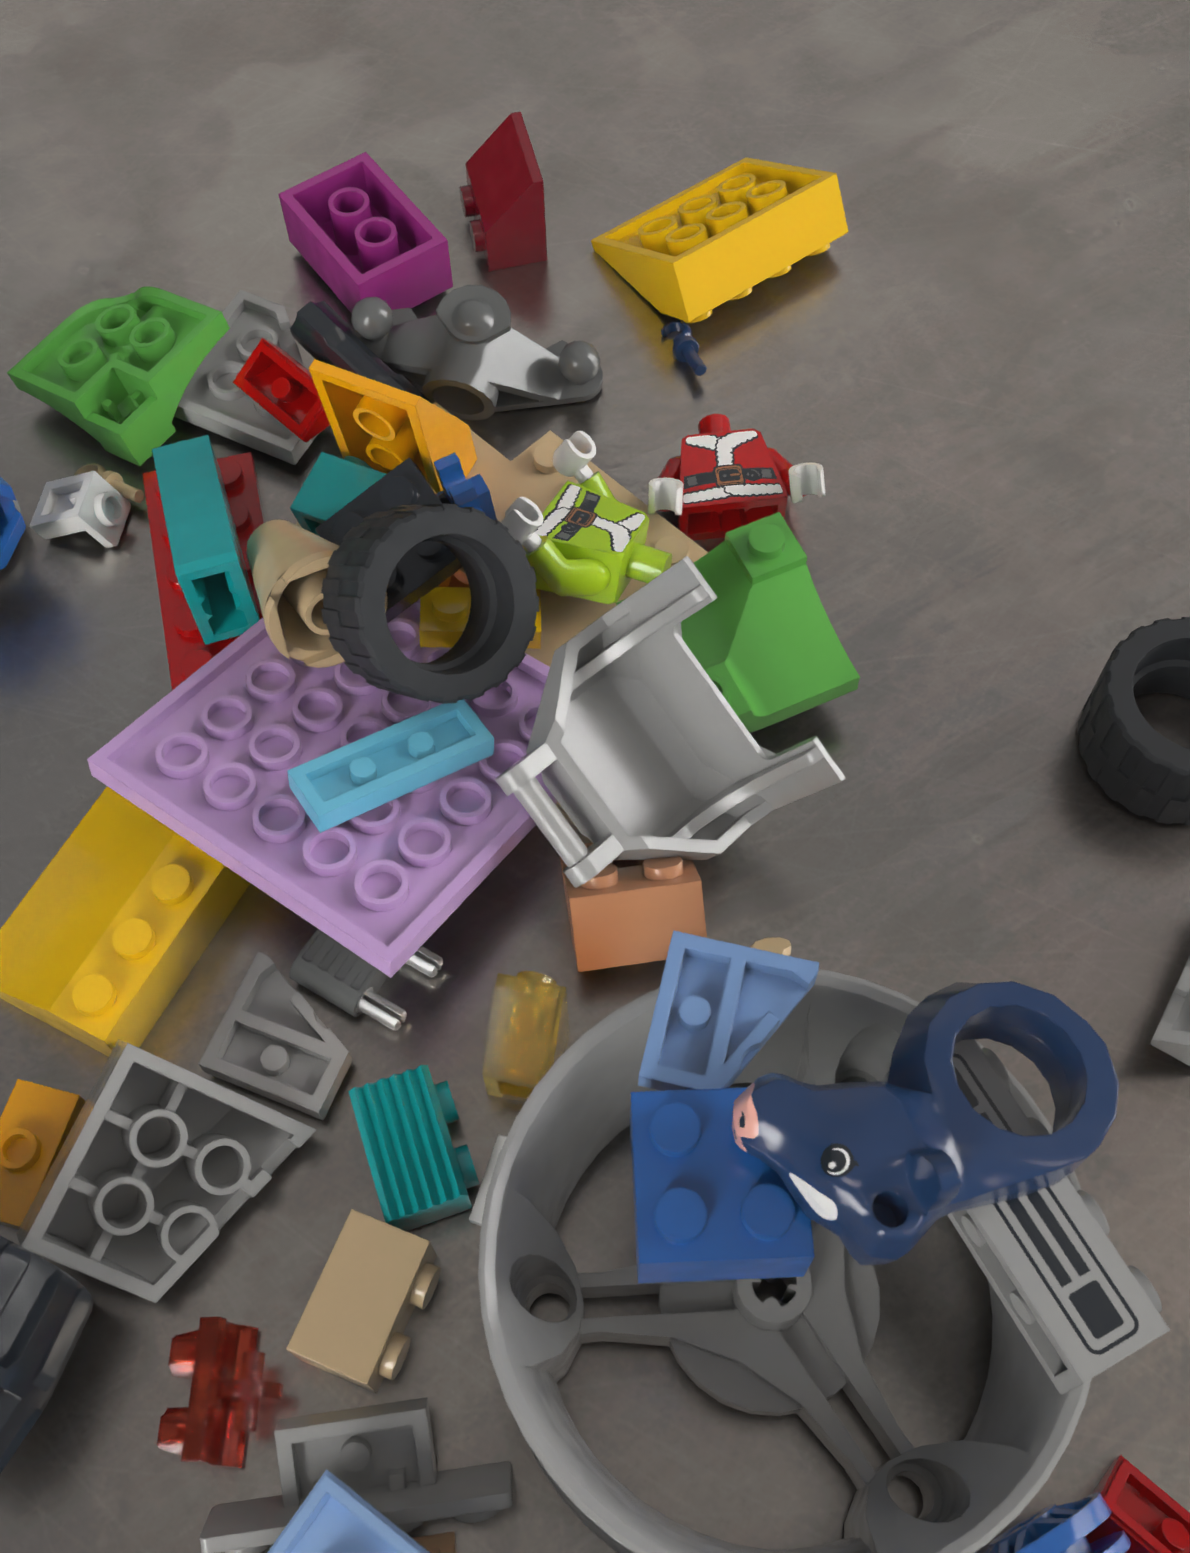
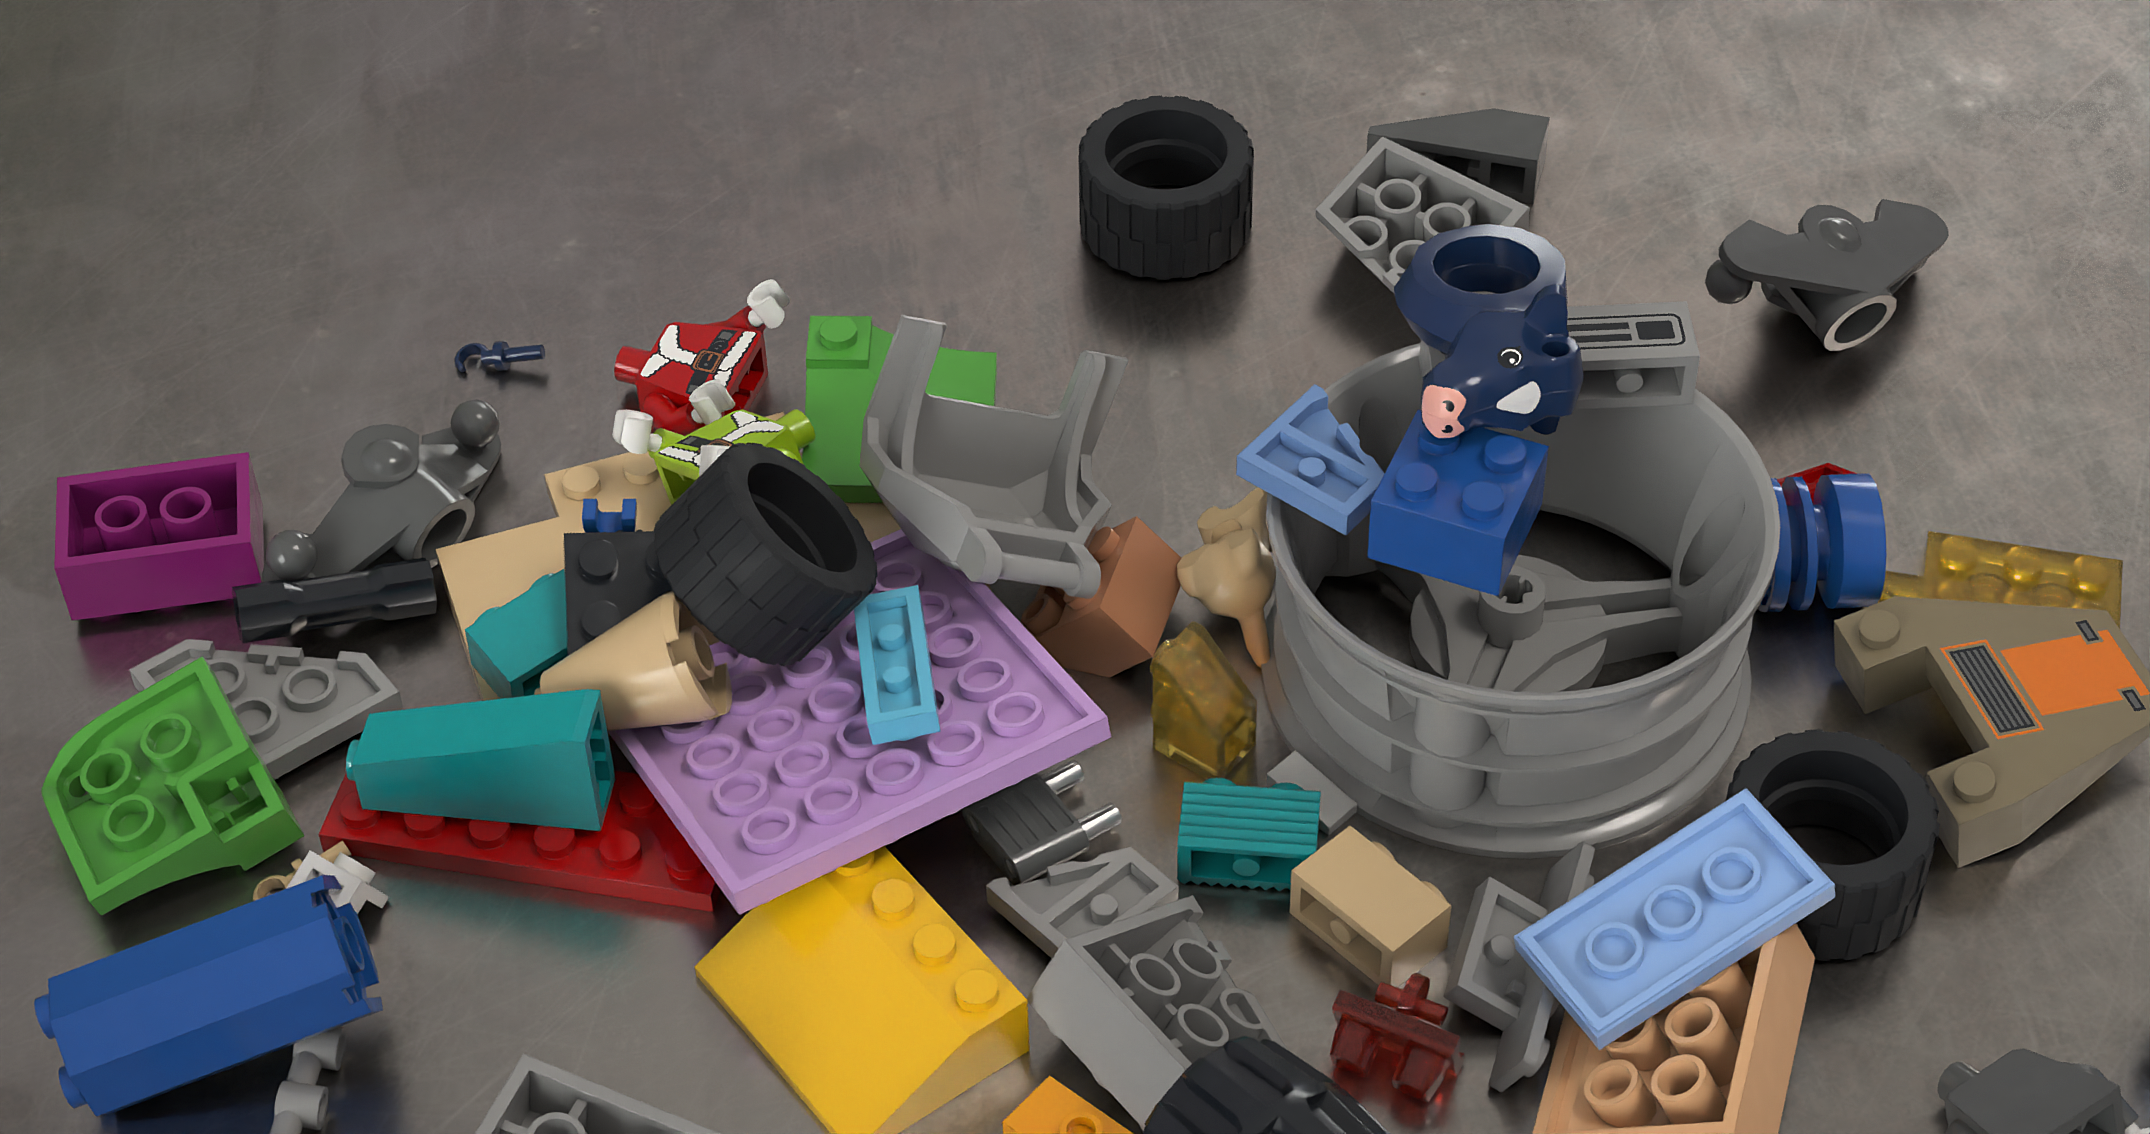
camera: 65 degrees left, 15 degrees down
(283, 390) = (324, 660): red slope -> none
(389, 424) = (498, 546): light orange slope -> none
(506, 198) = (202, 395): dark red slope -> none
(725, 235) = (382, 270): yellow slope -> none

